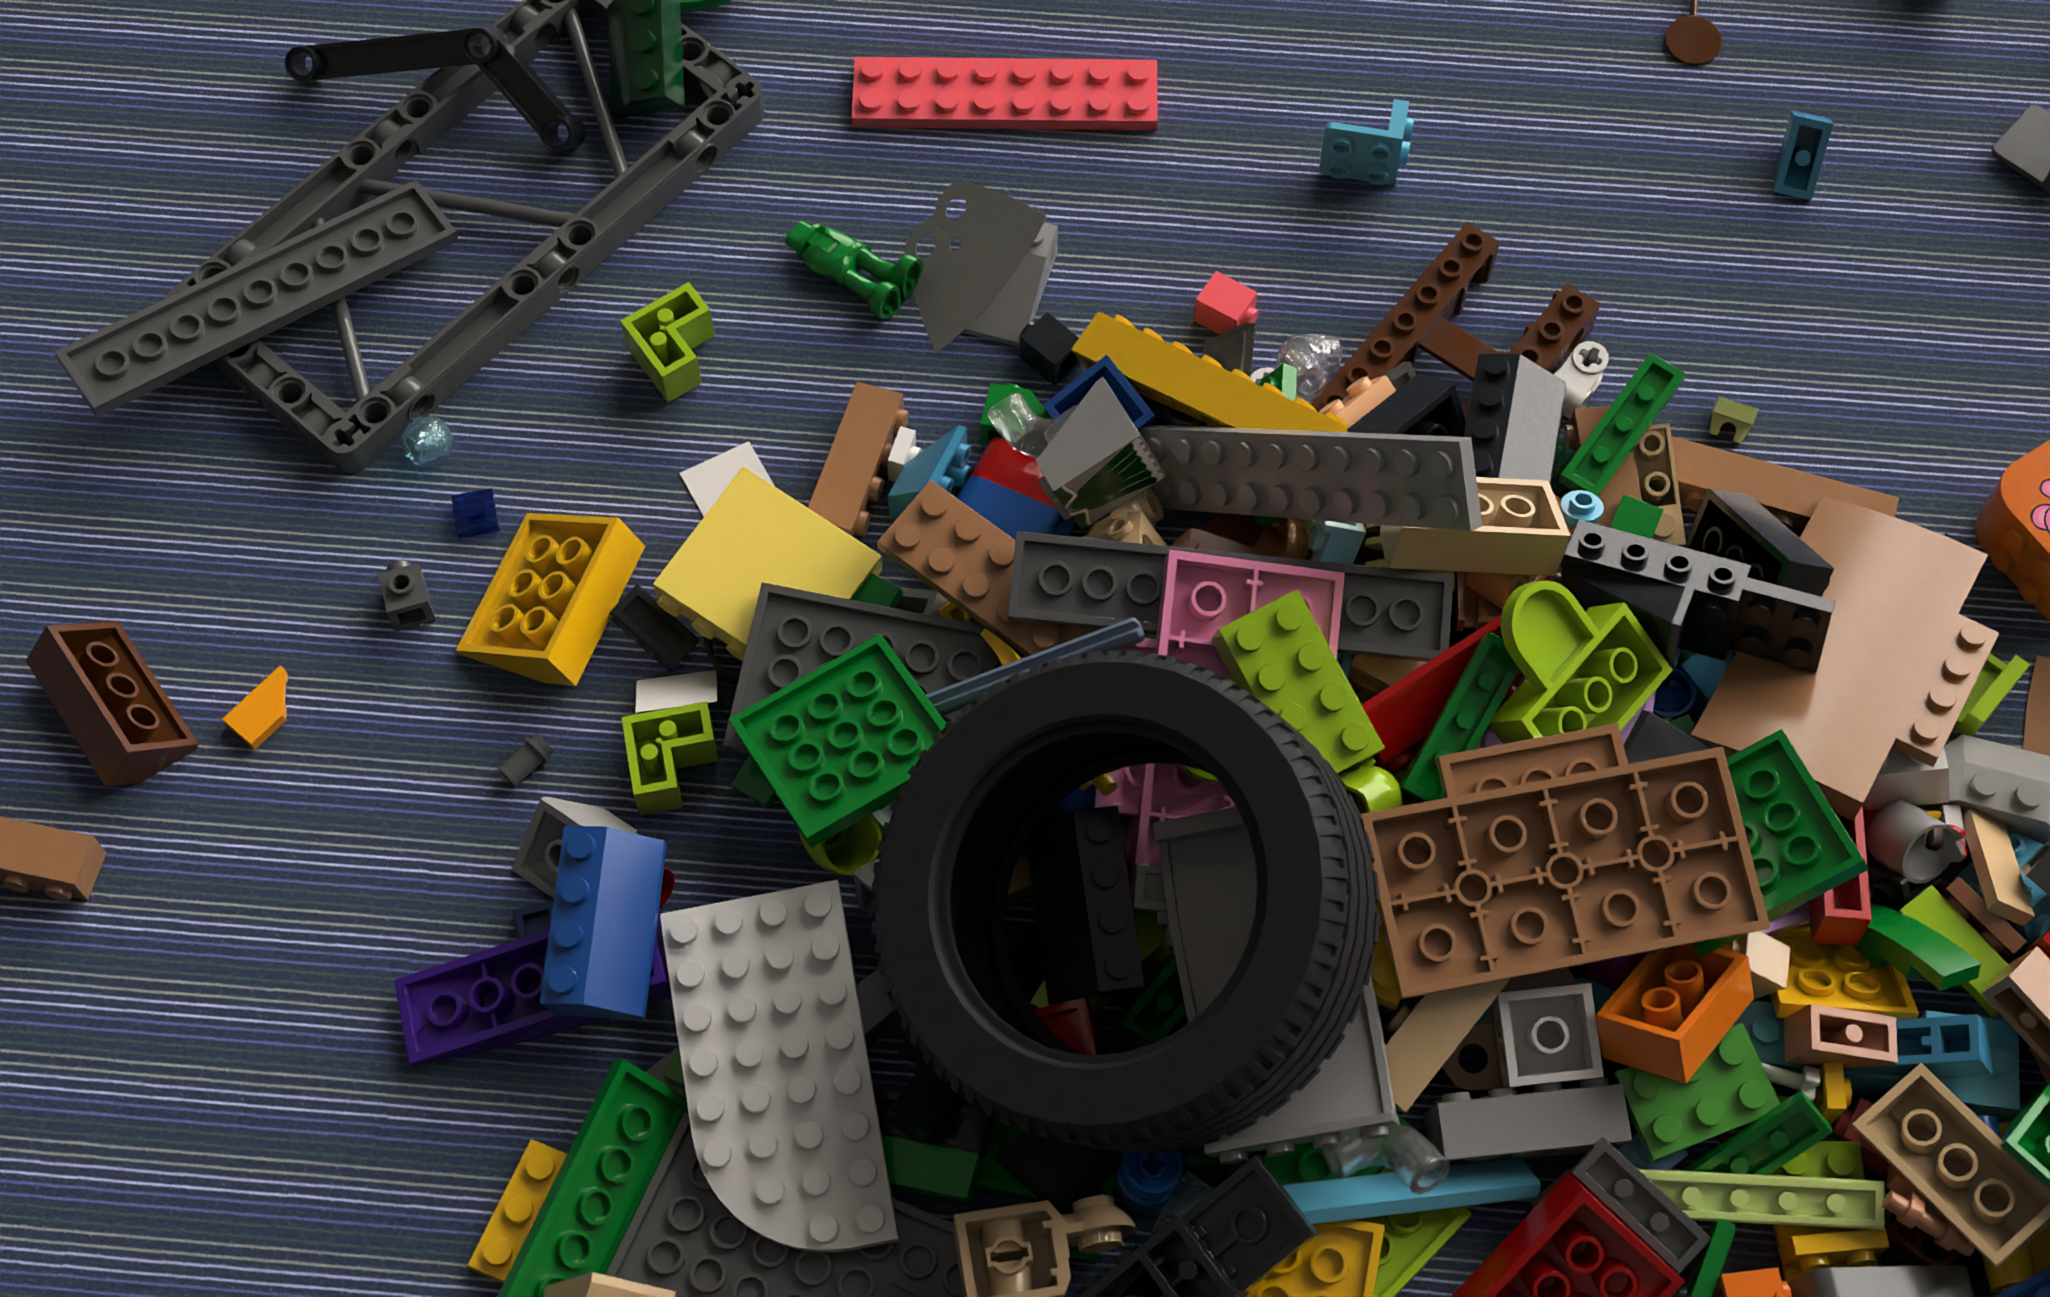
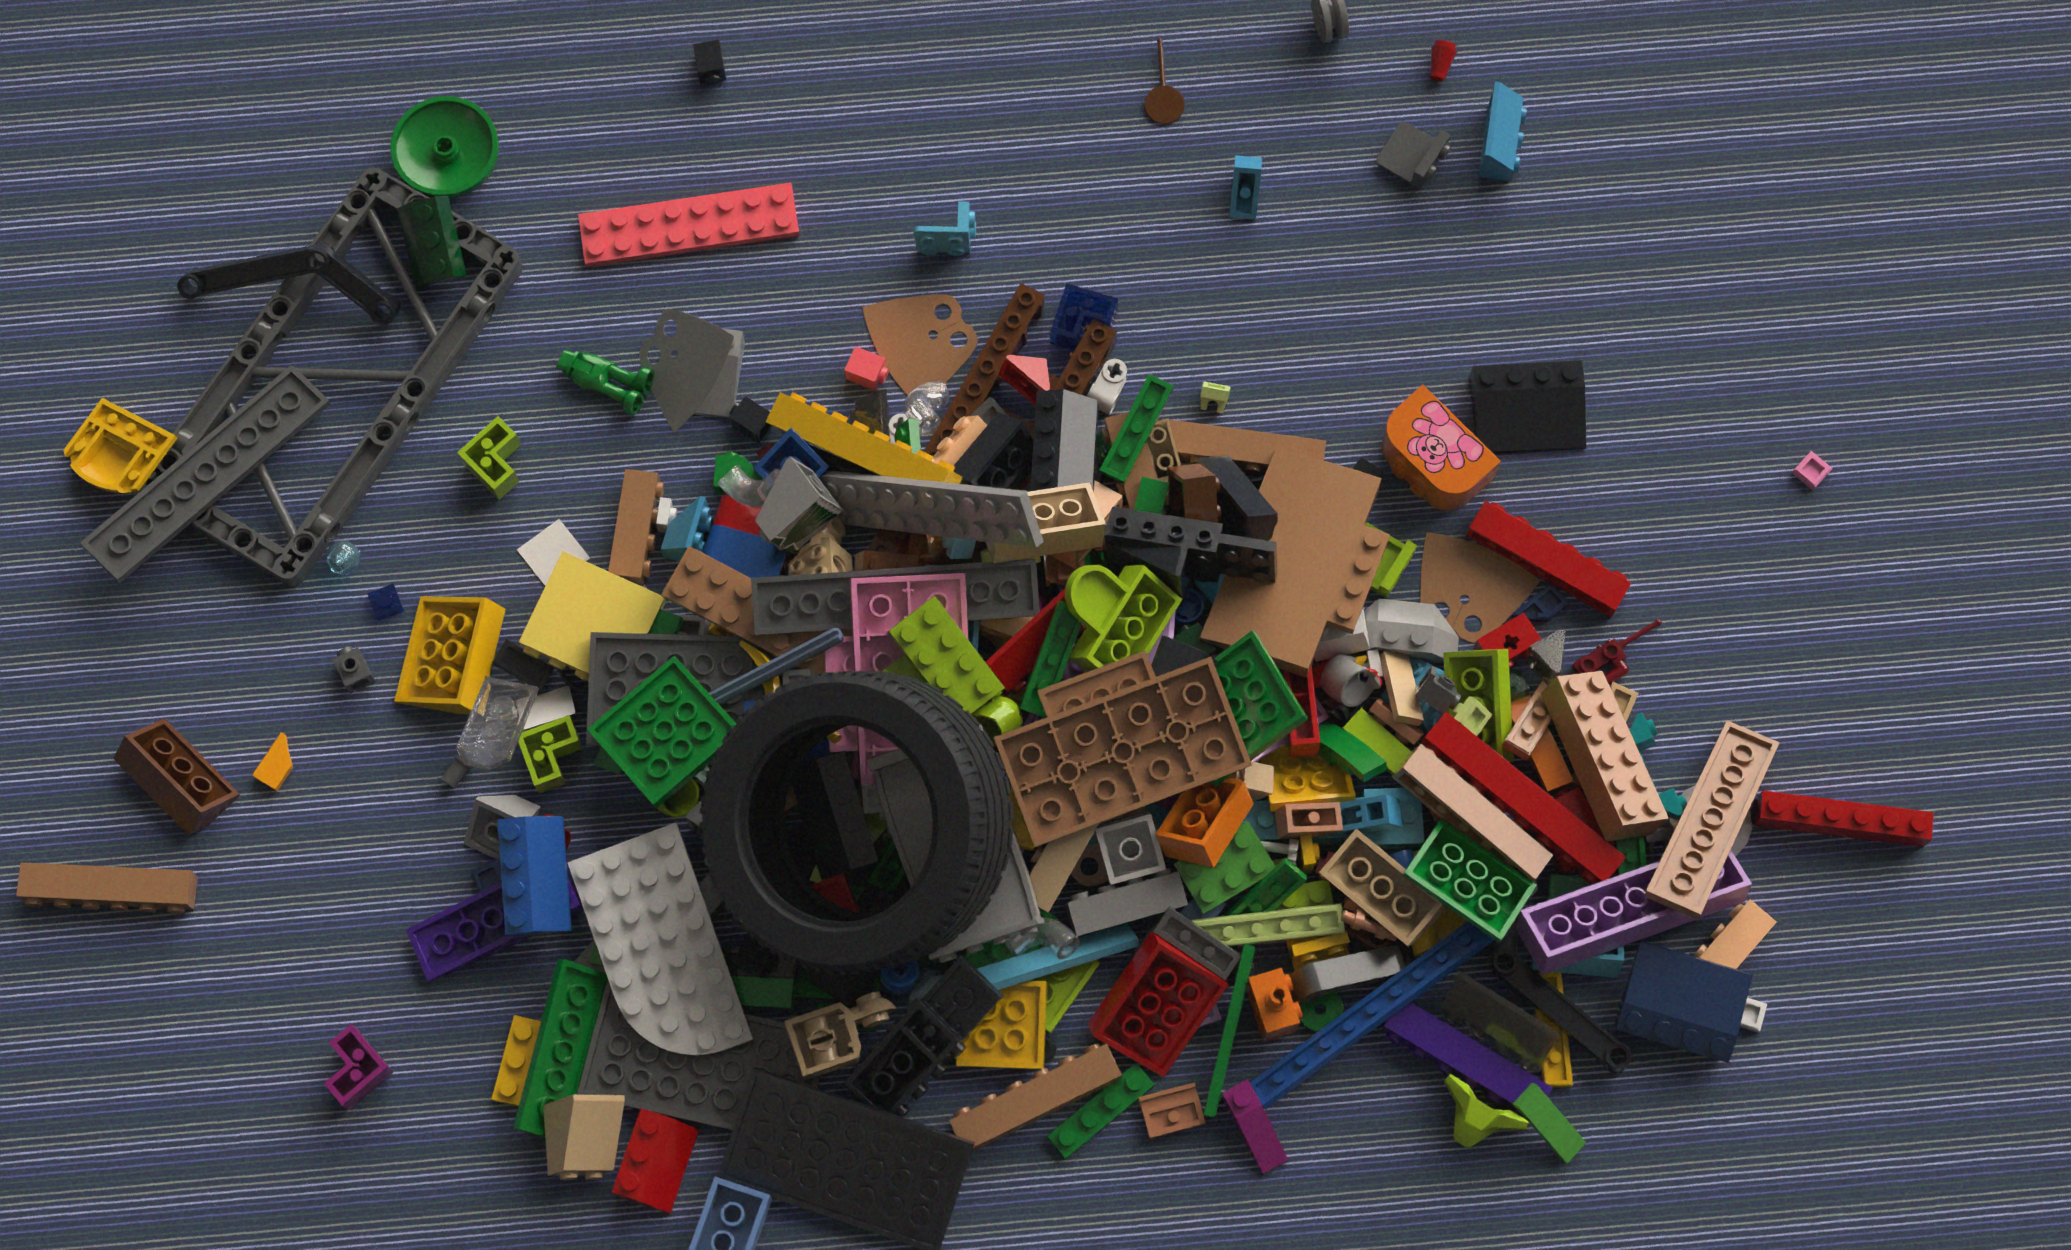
camera: 10 degrees left, 10 degrees up
(148, 251) = (117, 448): none -> yellow slope
(274, 1185) = (362, 1070): none -> magenta brick
(593, 696) = (495, 723): none -> clear slope
(1287, 275) = (901, 337): none -> medium nougat piece
(1460, 338) = (1026, 375): none -> red slope
(1543, 269) = (1076, 311): none -> clear blue brick
(1581, 506) = (1115, 498): medium azure plate -> none
(1702, 522) = (1193, 493): none -> reddish brown brick

